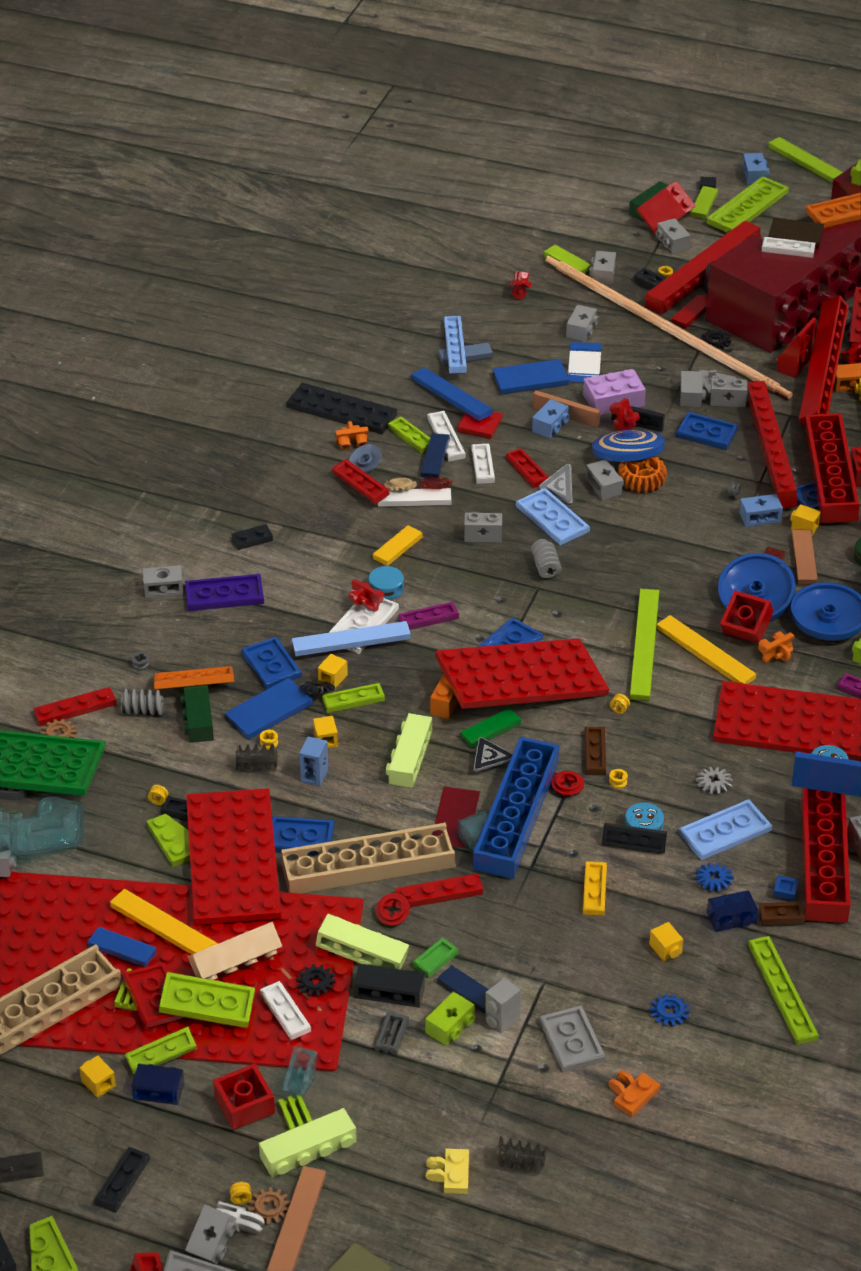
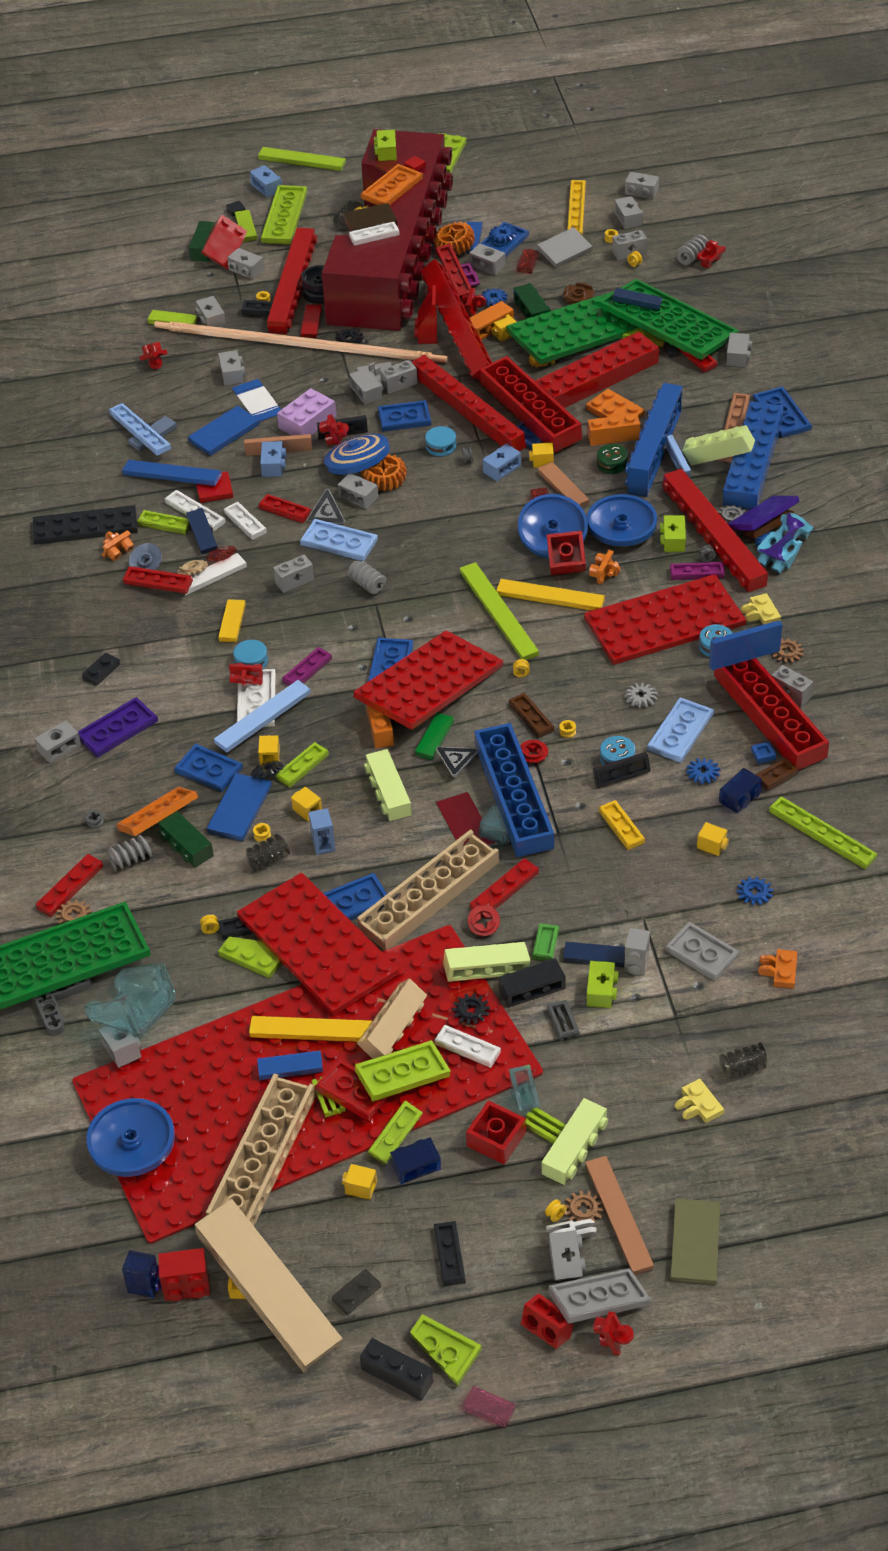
camera: 30 degrees left, 5 degrees up
(719, 467) = (440, 441): none -> dark azure head

